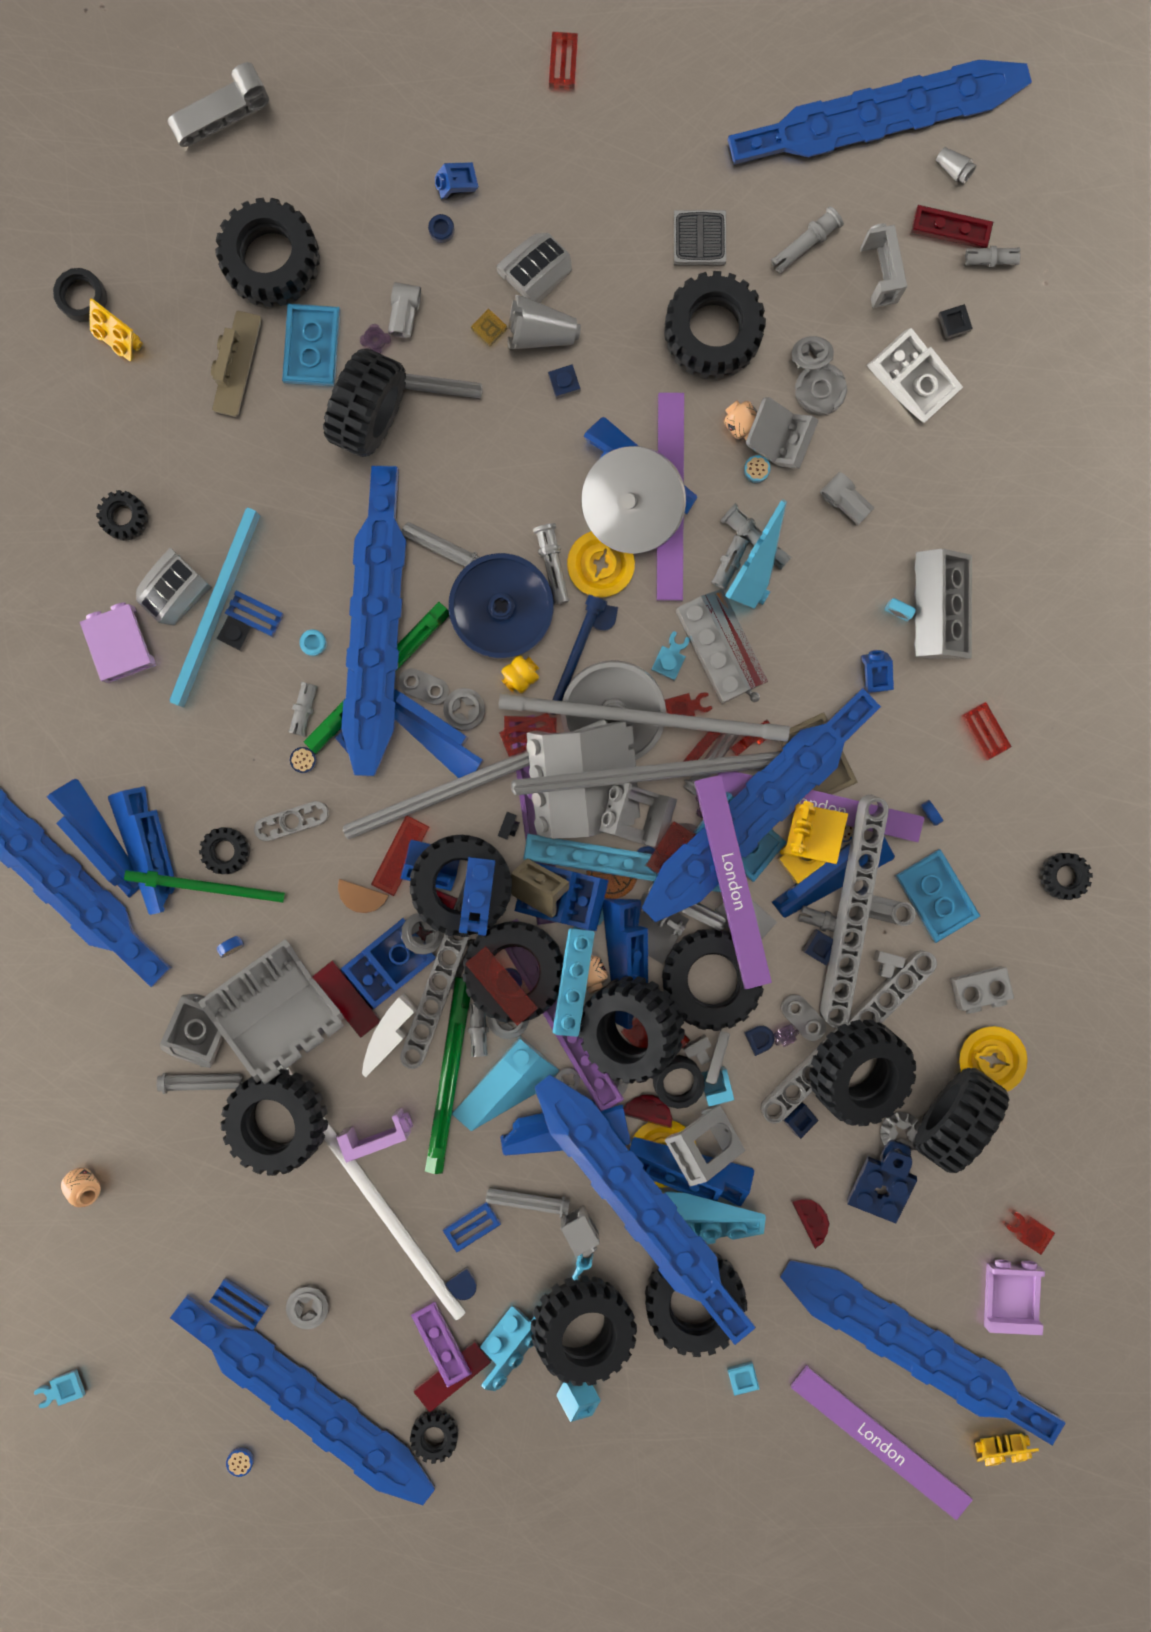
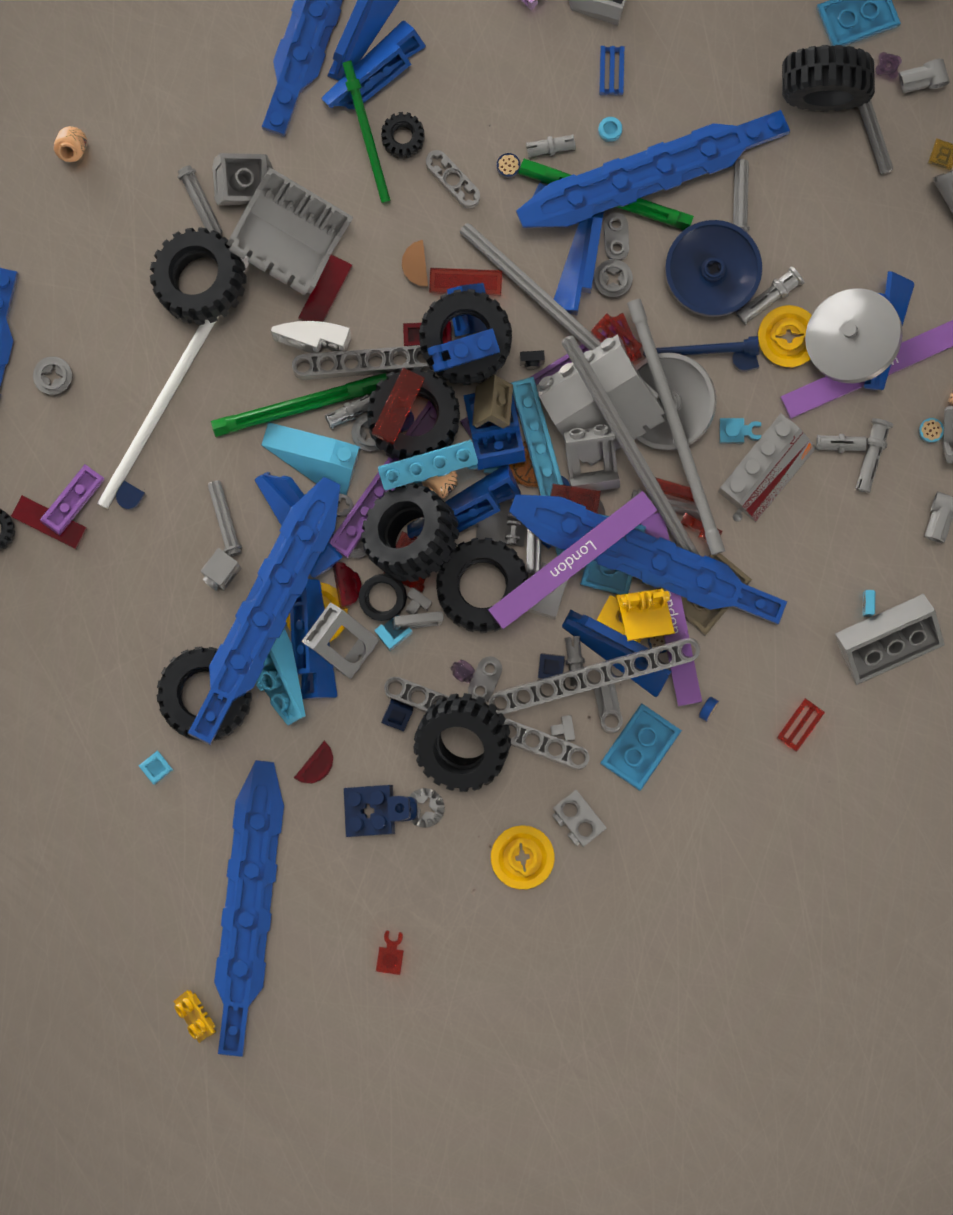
camera: 65 degrees right, 5 degrees down
(215, 607) = (601, 35): medium azure tile -> none
(230, 946) = (325, 175): blue tile -> none
(234, 633) = (587, 62): black plate -> none
(251, 1324) = (17, 336): blue tile -> none
(354, 1148) = (205, 350): lavender panel -> none
(385, 966) = (370, 311): blue slope -> none
(415, 943) = (398, 325): light grey gear -> none
(490, 1214) = (198, 493): blue tile -> none
(507, 1346) = (101, 558): medium azure bracket -> none
(520, 674) = (664, 310): yellow piece -> none
(564, 381) = (928, 236): dark blue plate -> none
(578, 1401) = (78, 634): medium azure panel -> none
(582, 1264) = (191, 587): medium azure hand -> none
(600, 1356) = (117, 630): black tyre -> none
(685, 706) = (702, 460): clear red plate -> none
(755, 575) = (835, 466): medium azure wedge -> none
(760, 1039) = (449, 651): dark blue tile -> none
(878, 671) = (807, 609): blue bracket -> none
(881, 1442) = (153, 910): medium lavender tile -> none
(962, 1120) = (460, 841): black tyre -> none
(1013, 1297) = (329, 965): lavender panel -> none
(1081, 871) = (711, 833): black tyre -> none

